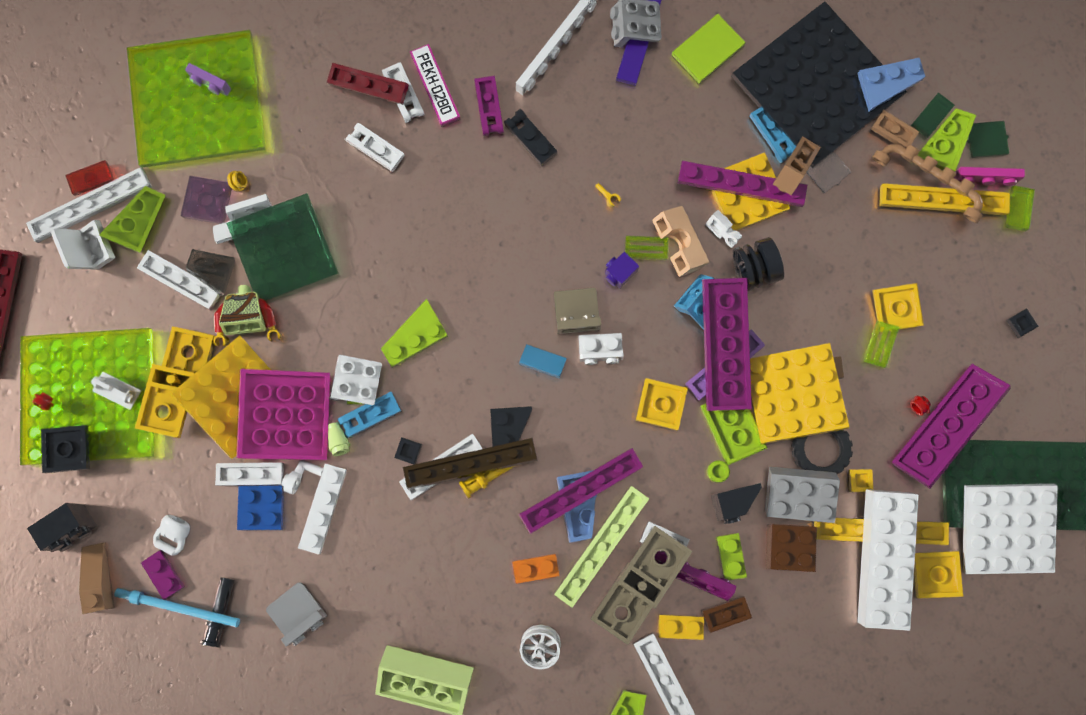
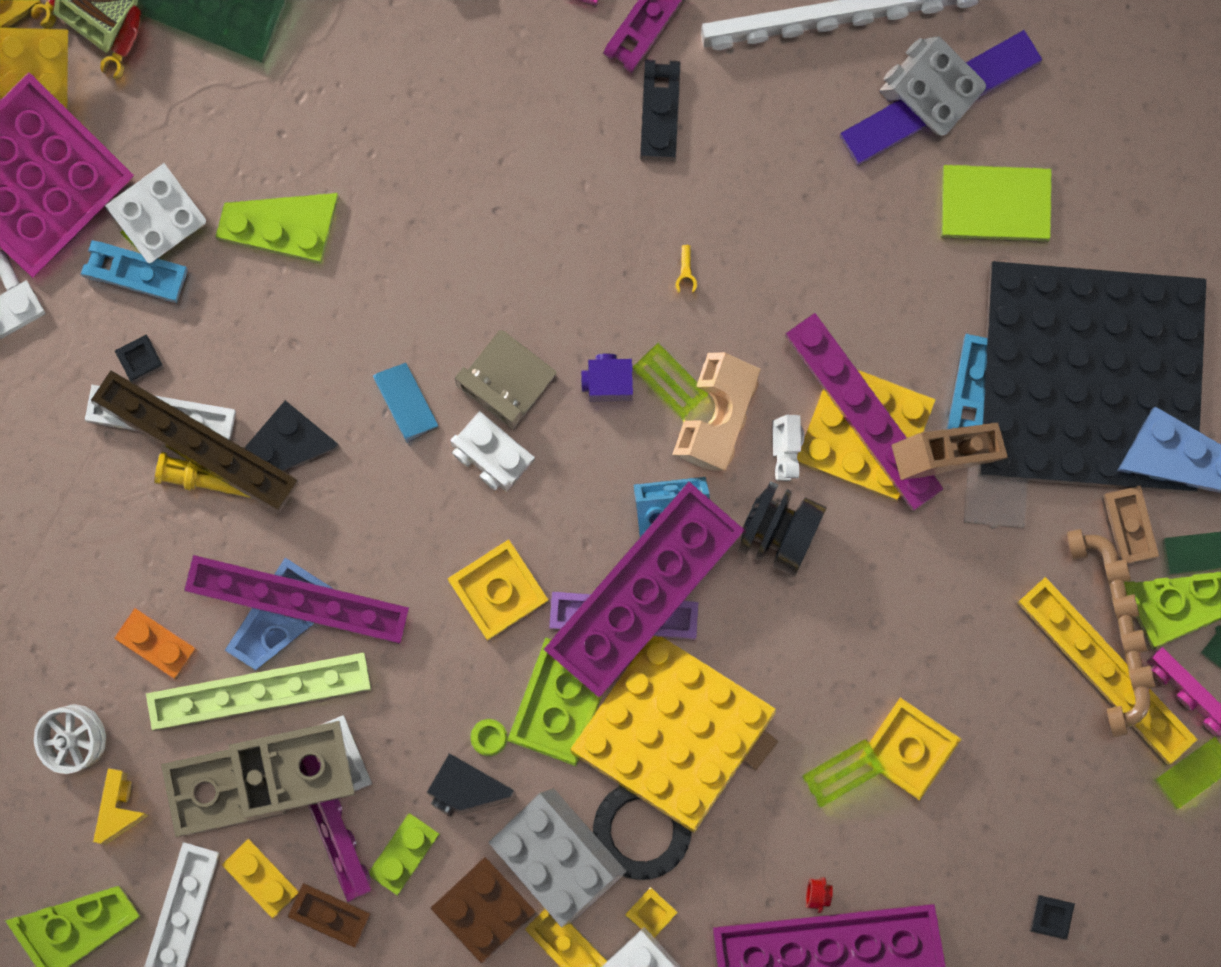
camera: 40 degrees right, 0 degrees up
(337, 440) = (67, 266): yellowish green cone -> none
(594, 662) = (112, 819): none -> yellow slope

